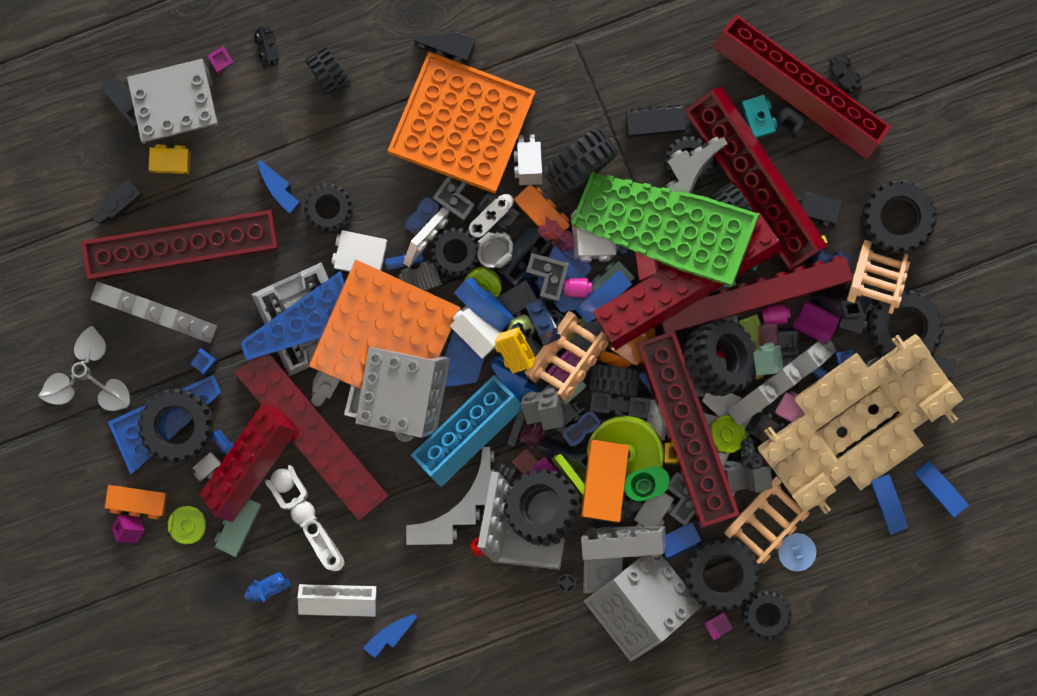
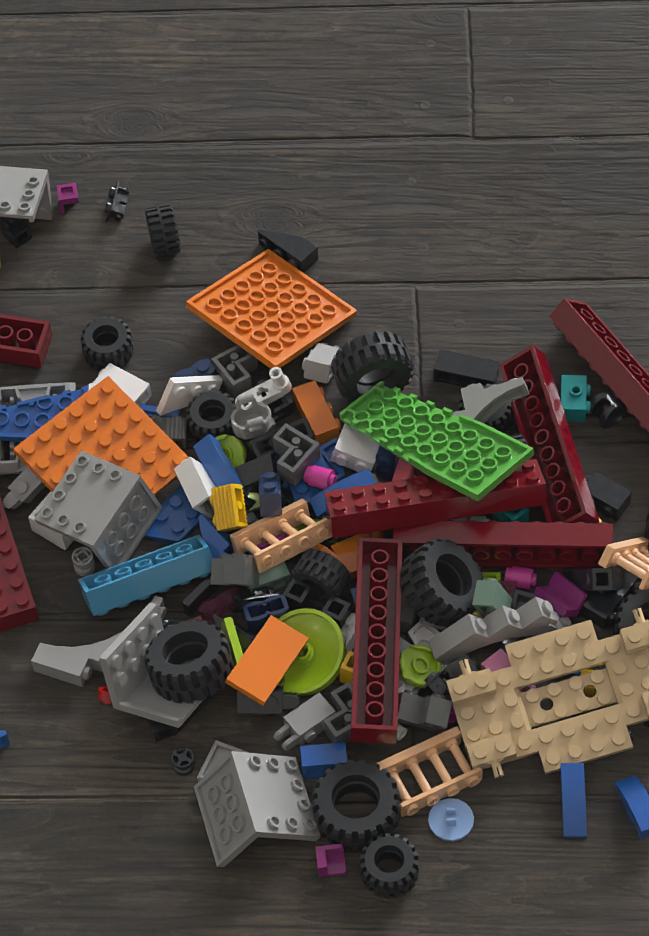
camera: 20 degrees right, 30 degrees down
(278, 188) = (68, 315): blue slope -> none
(562, 240) = (325, 433): clear pink hinge -> none
(623, 542) = (260, 732): light grey wedge -> none
(647, 483) = (310, 680): green piece -> none

